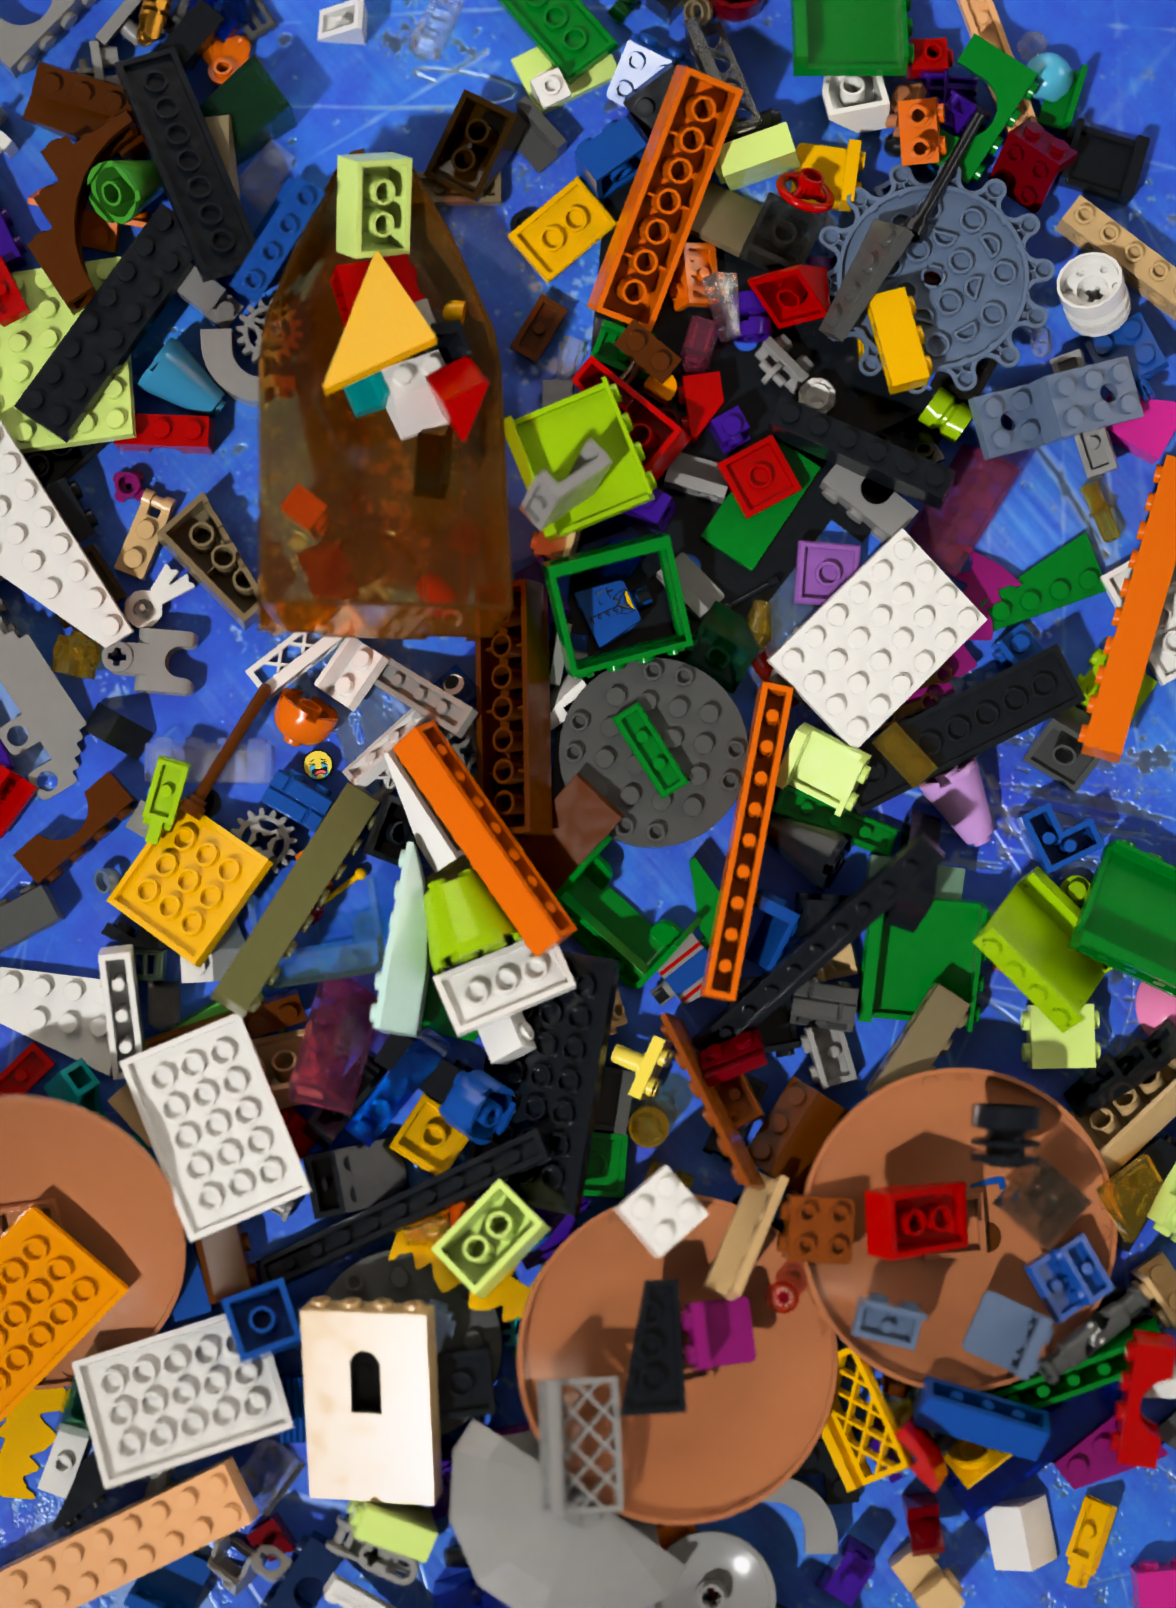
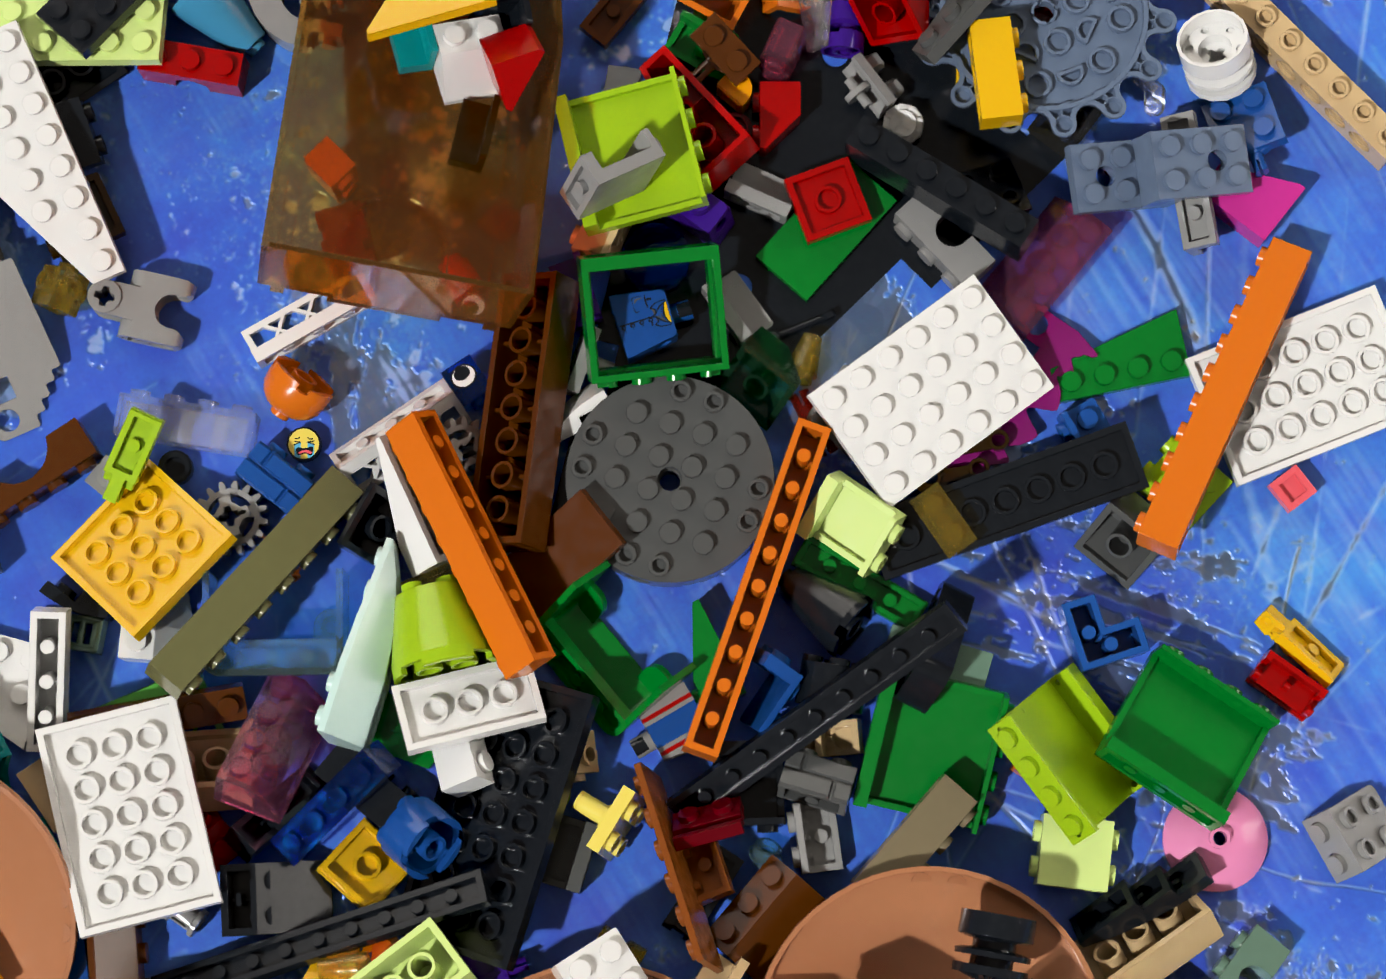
camera: 10 degrees right, 5 degrees down
(106, 880) = (54, 535): sand blue hinge -> none
(118, 731) = (93, 377): black slope -> none
(121, 481) = (140, 110): magenta plate -> none
(142, 537) = (156, 172): tan plate -> none
(145, 607) = (144, 248): white piece -> none
(163, 1004) = (94, 678): clear smoke brick -> none
(196, 802) = (164, 463): reddish brown piece -> none
(209, 555) = (222, 204): dark tan wedge -> none
(318, 912) = (279, 601): yellow hinge -> none
(351, 672) = (354, 348): white bracket -> none
(425, 698) = (427, 383): light grey plate -> none
(570, 357) = (642, 45): clear cone -> none
(607, 1165) = (551, 925): green plate -> none
(648, 1126) = (604, 887): clear yellow wheel -> none
(650, 750) = (665, 475): green tile -> none
(730, 429) = (804, 146): dark purple brick -> none
(784, 1072) = (763, 850): none -> clear light blue plate
(823, 570) = (882, 309): medium lavender plate -> none
(946, 415) = (1040, 163): lime wheel -> none
(962, 801) = (1000, 581): lavender cone -> none
(1075, 888) = (1113, 694): lime plate -> none
(1100, 512) = (1194, 289): clear yellow axle -> none

